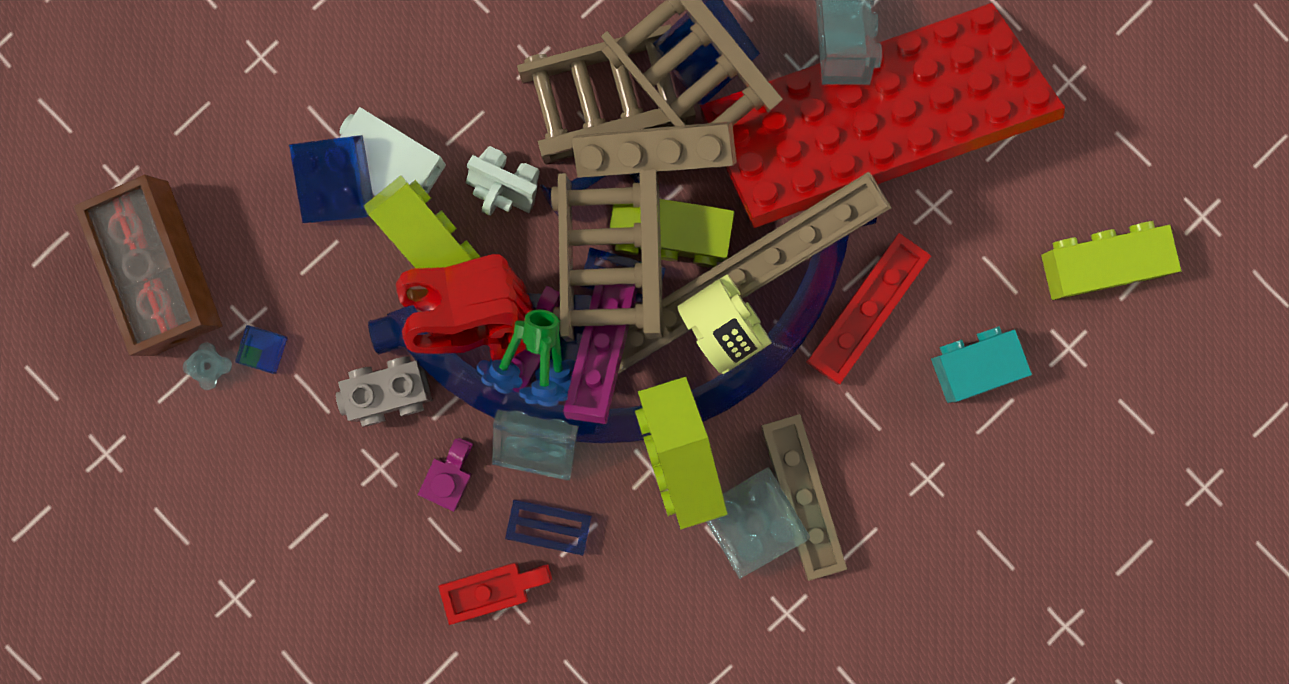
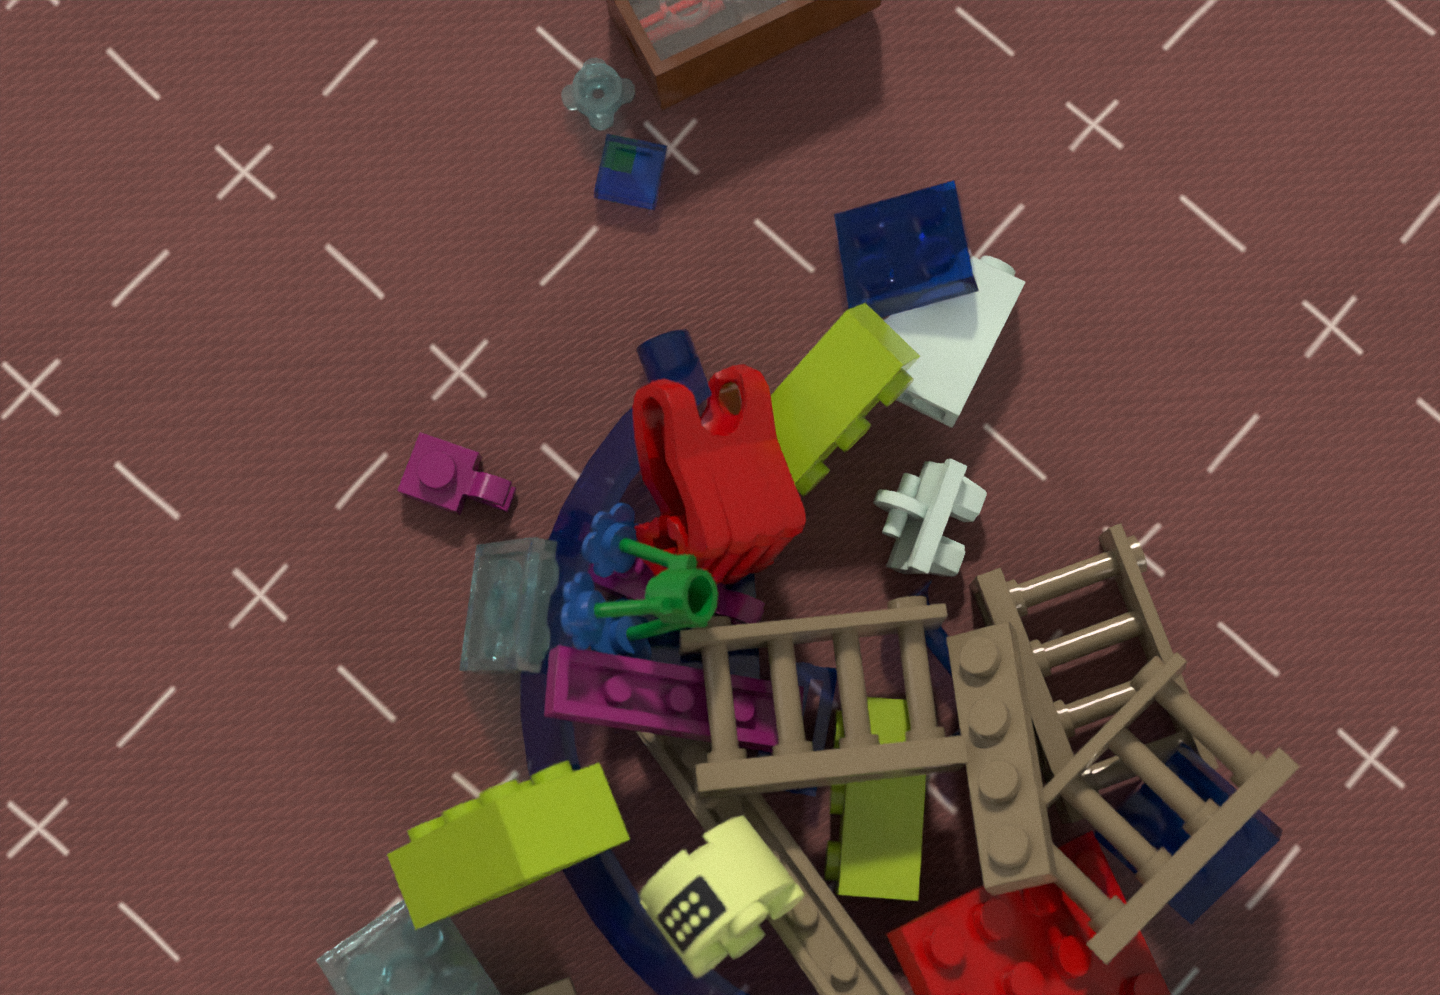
camera: 85 degrees right, 5 degrees down
(372, 394) = (572, 347): light grey brick -> none
(490, 591) = (276, 560): red plate -> none
(515, 520) = (358, 635): clear blue tile -> none

